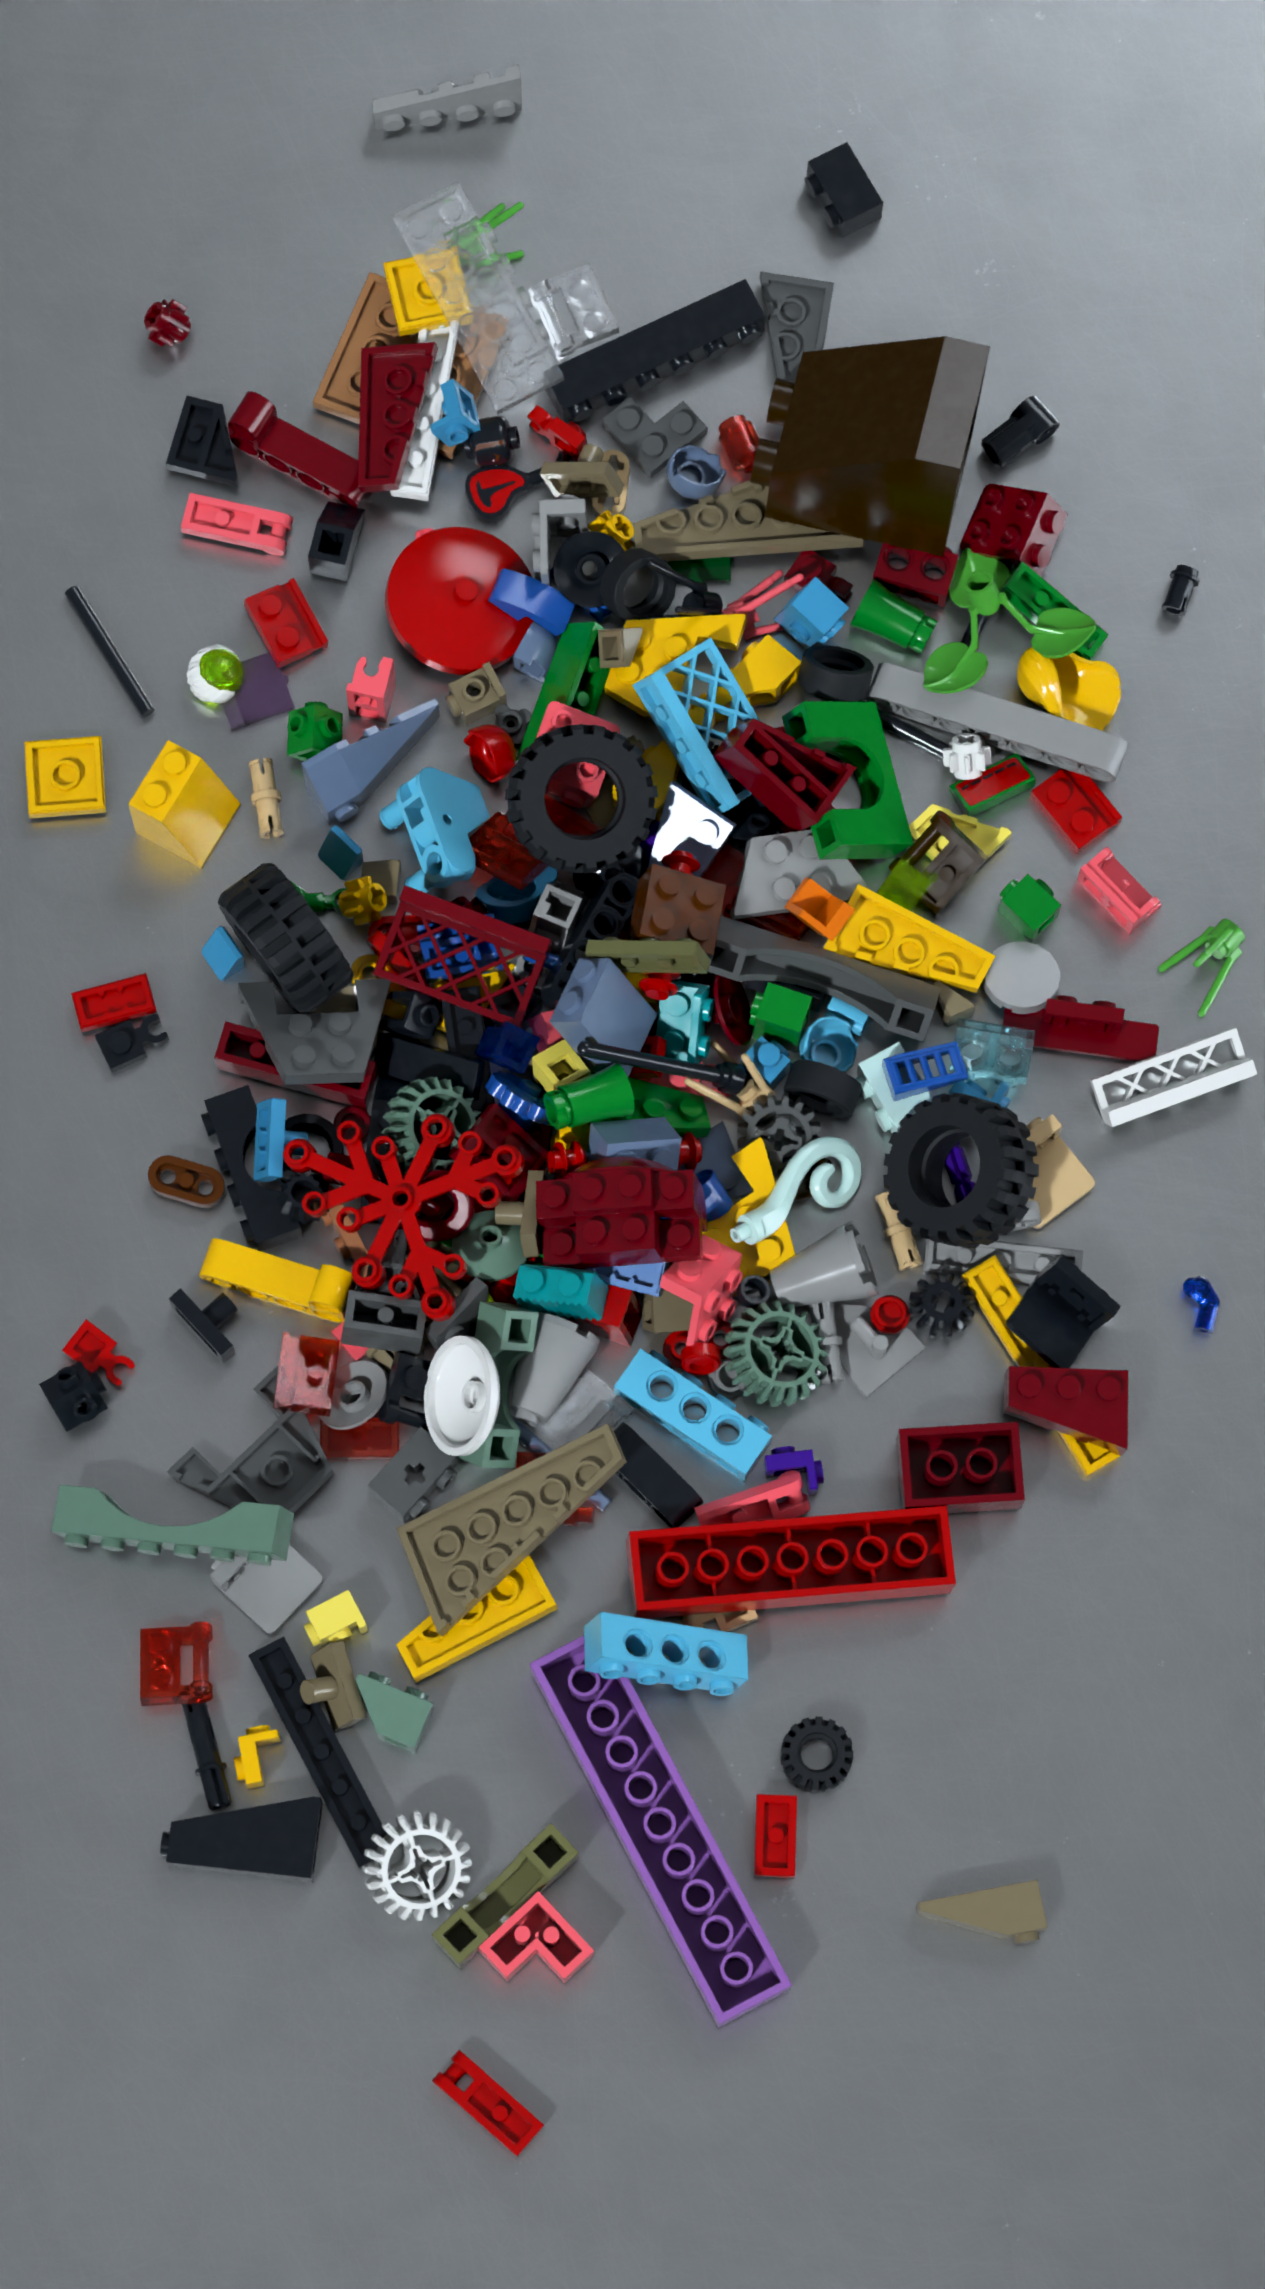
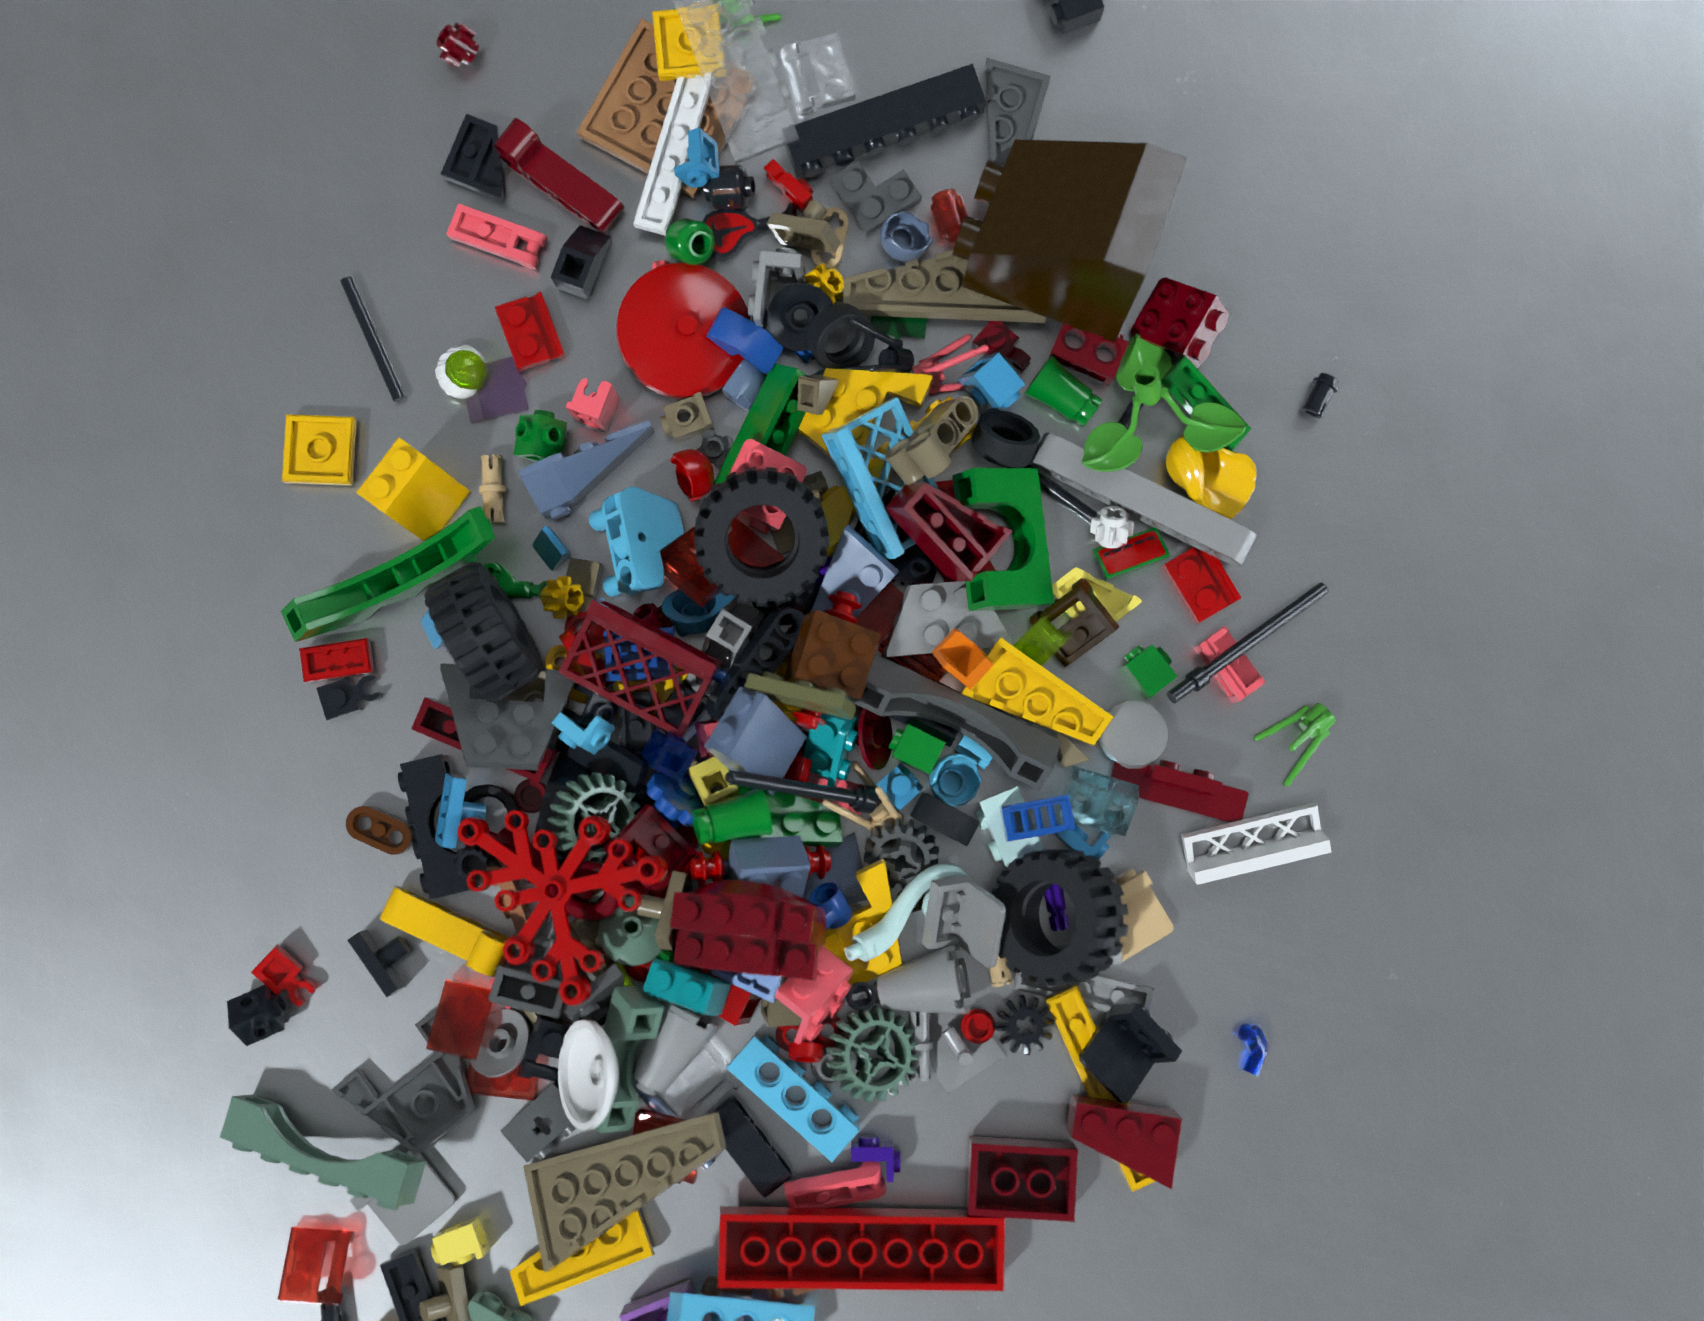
camera: 10 degrees right, 10 degrees up
(176, 902) = (390, 582): none -> green arch
(390, 406) = (642, 142): dark red wing -> none
(414, 1042) = (590, 739): none -> medium azure bracket
(455, 503) = (690, 241): none -> green head
(756, 677) = (930, 444): none -> dark tan piece
(858, 1187) = (965, 916): none -> light grey bracket
(1027, 425) = (1205, 228): black piece -> none
(1085, 899) = (1200, 676): none -> black bar

